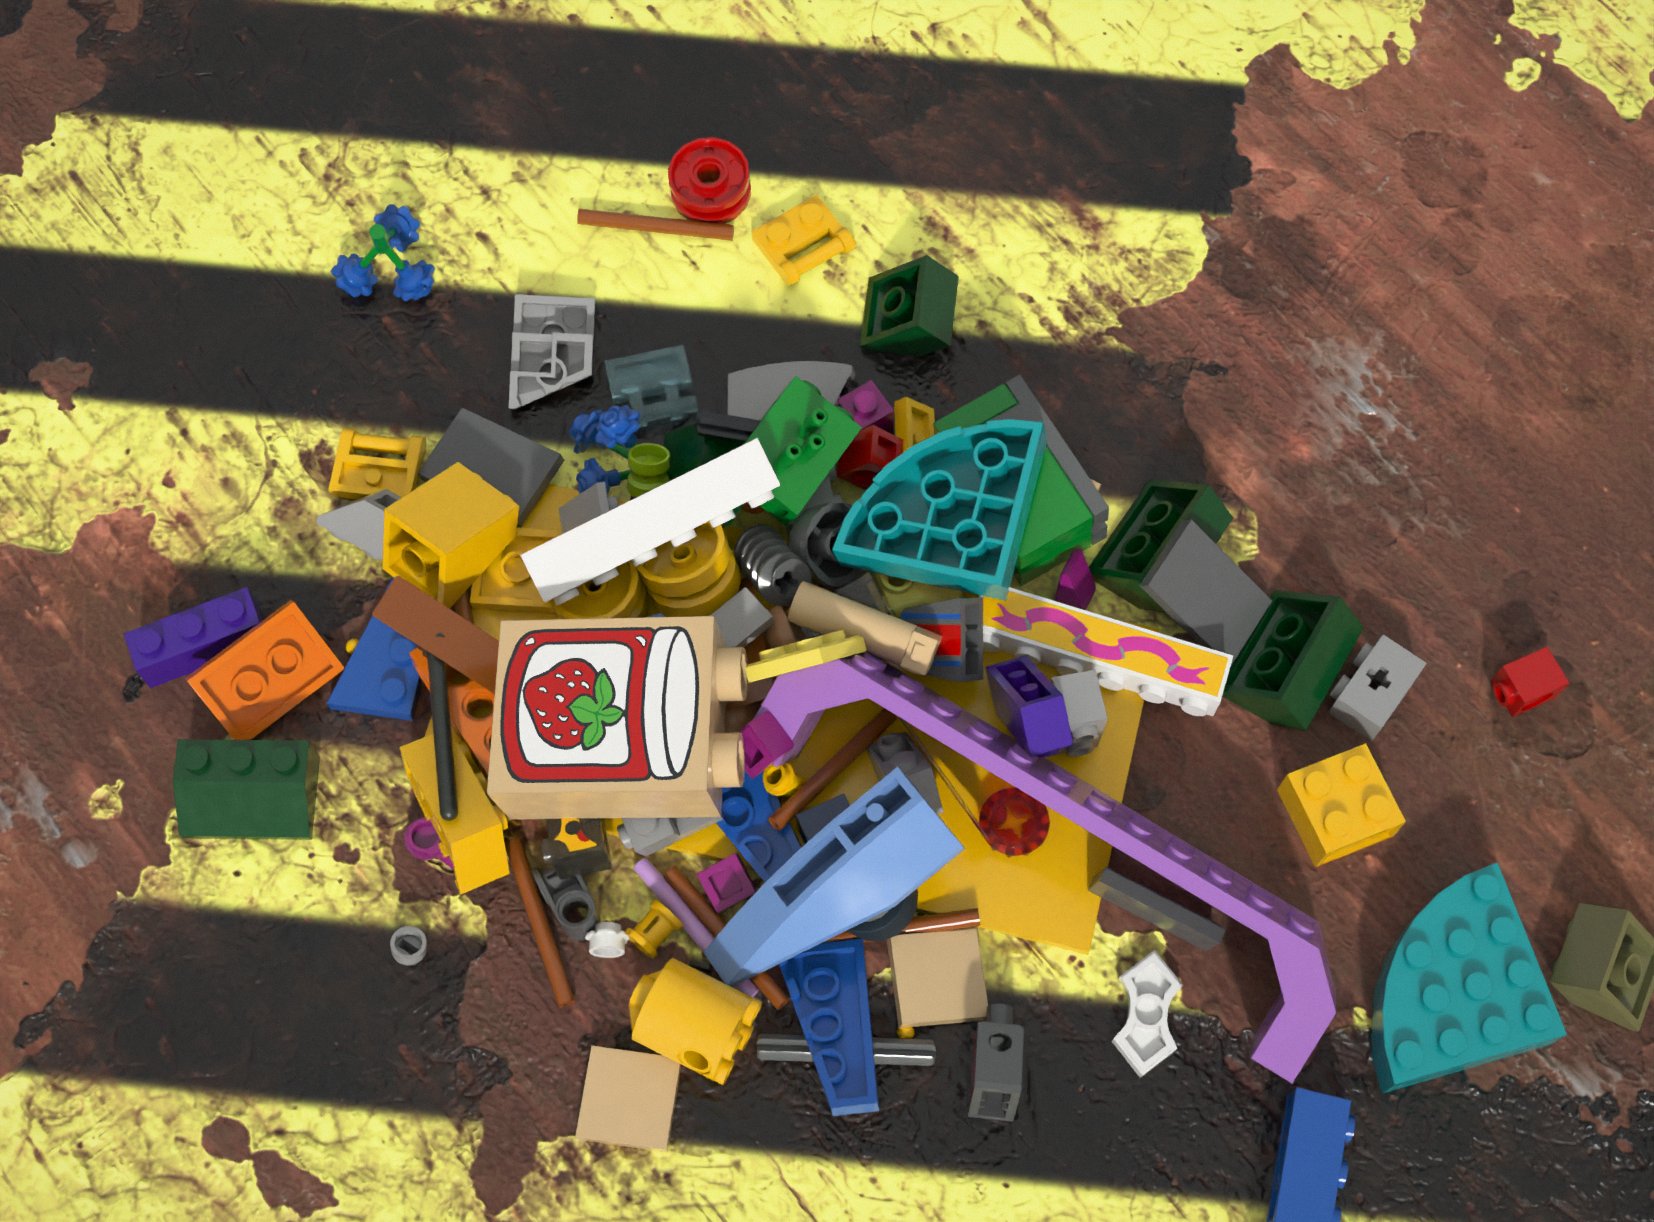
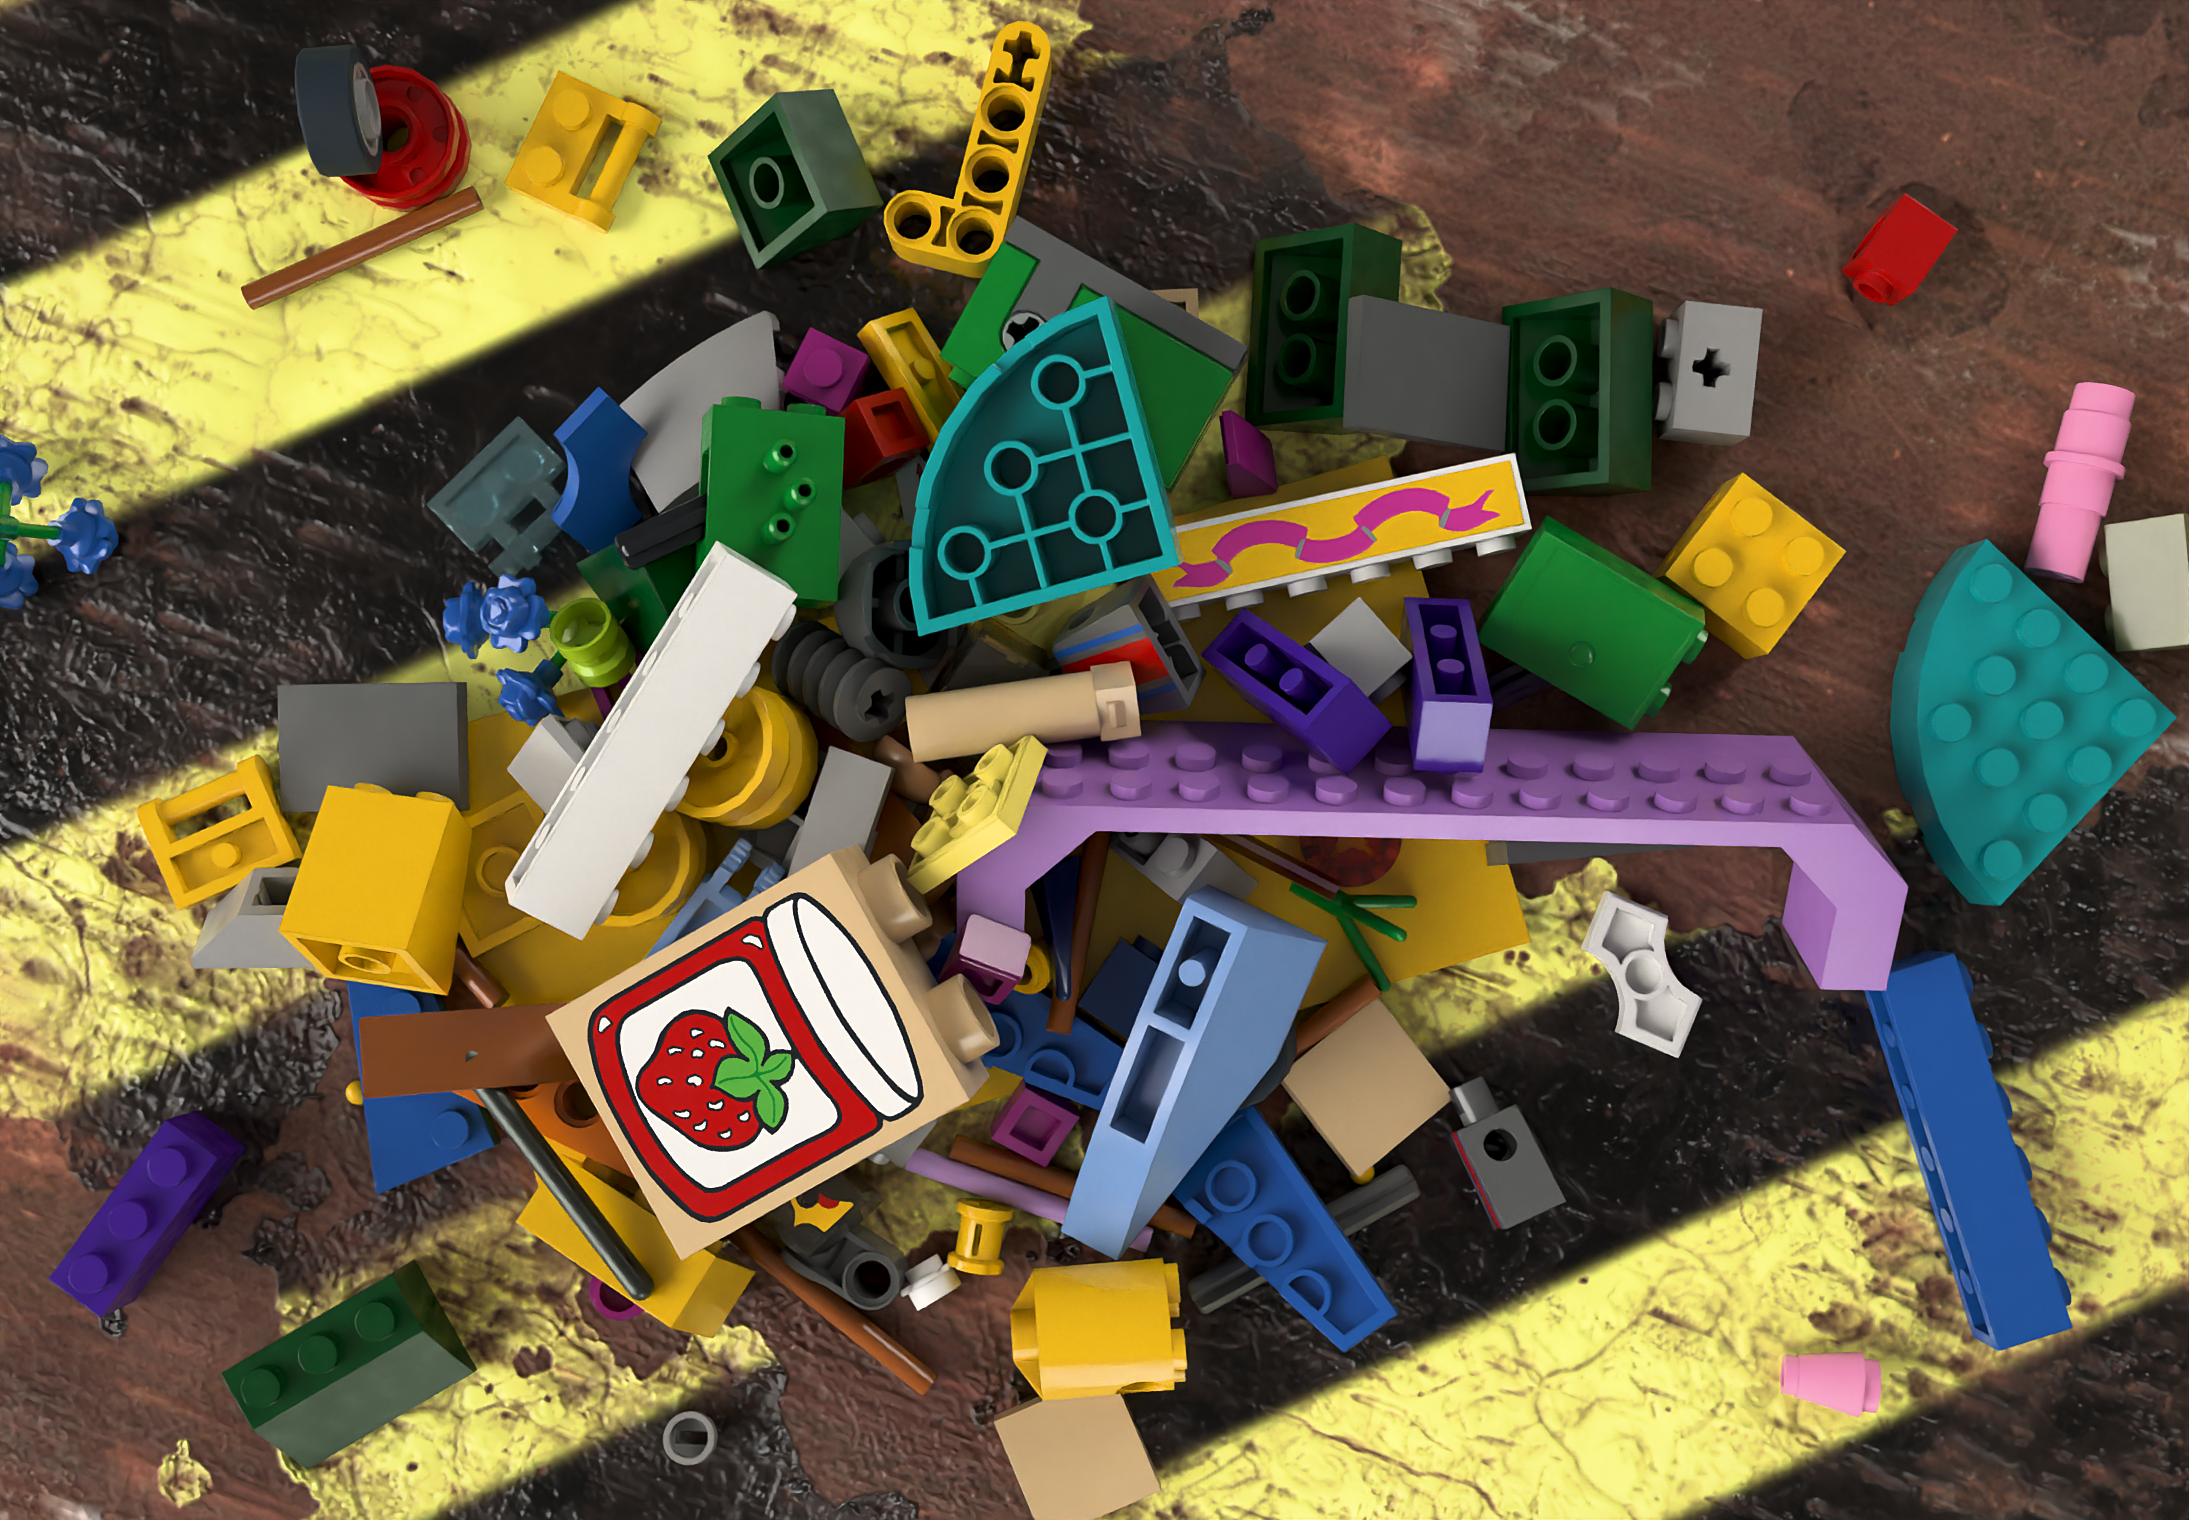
camera: 30 degrees left, 20 degrees up
(265, 673) = (269, 1211): orange plate -> none
(549, 345) = (336, 520): light grey slope -> none
(691, 143) = (338, 110): none -> black wheel
(717, 378) = (599, 454): none -> blue tile
(818, 752) = (1055, 903): none -> dark blue piece
(987, 860) = (1350, 907): none -> green plant
(1022, 351) = (985, 151): none -> yellow beam
(1115, 750) = (1446, 686): none -> dark purple brick
(1223, 779) = (1588, 627): none -> green piece
(1577, 872) = (2080, 481): none -> bright pink piece

